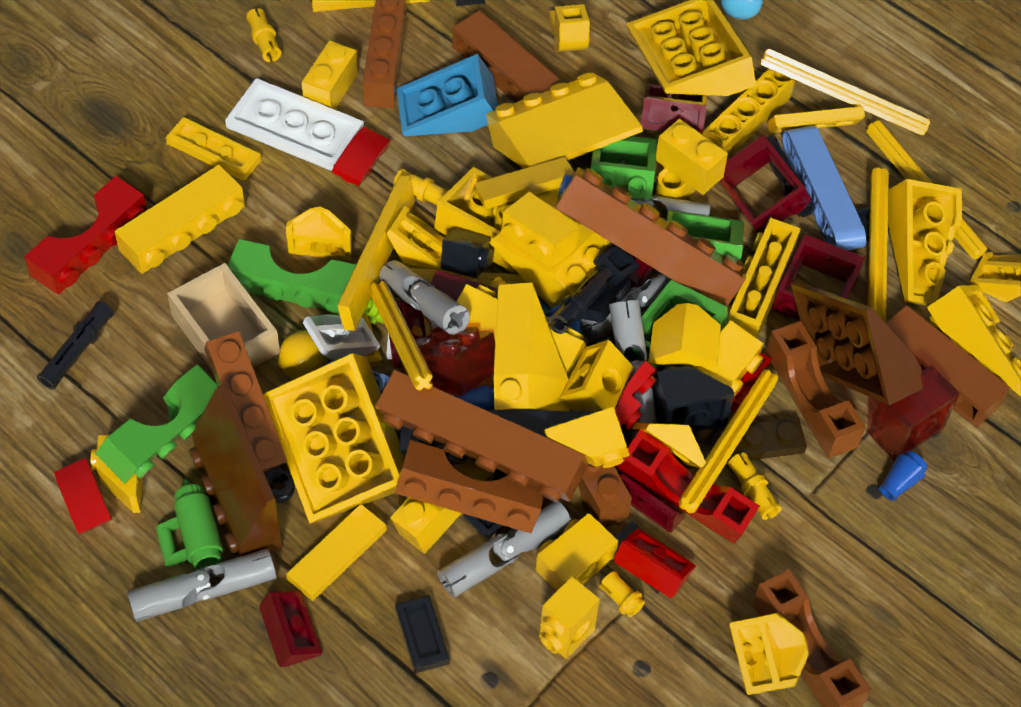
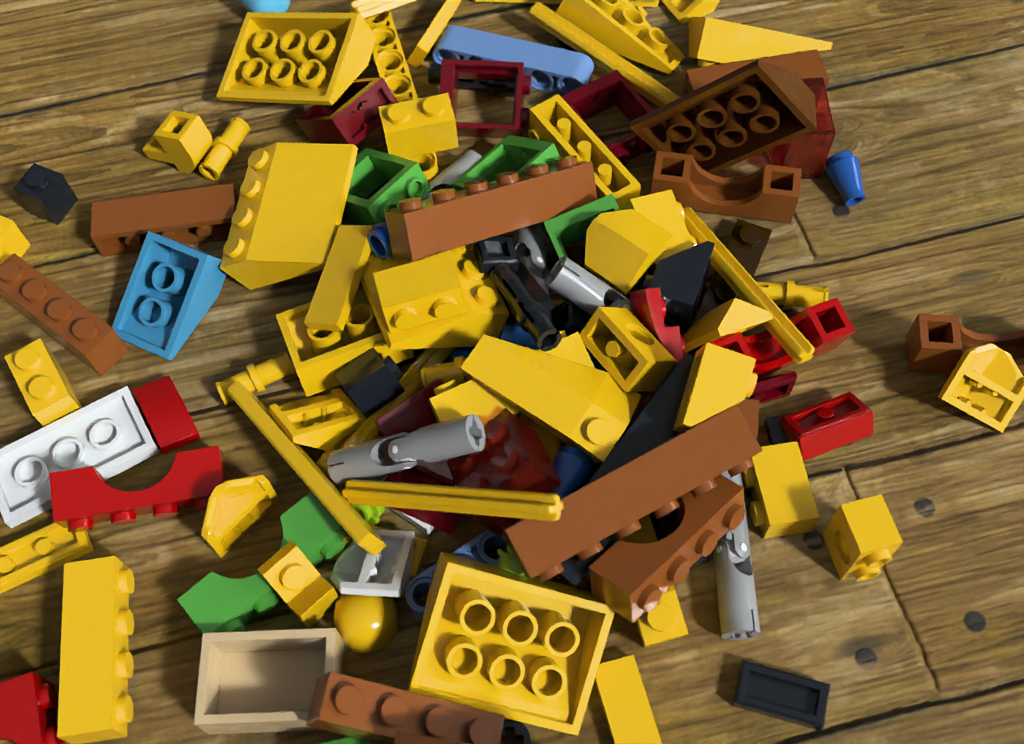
camera: 50 degrees left, 5 degrees up
(270, 150) = (85, 498): none -> red arch
(293, 299) = (299, 584): none -> yellow slope
(591, 58) = (224, 148): none -> yellow pin
(622, 594) = (840, 475): yellow pin -> none

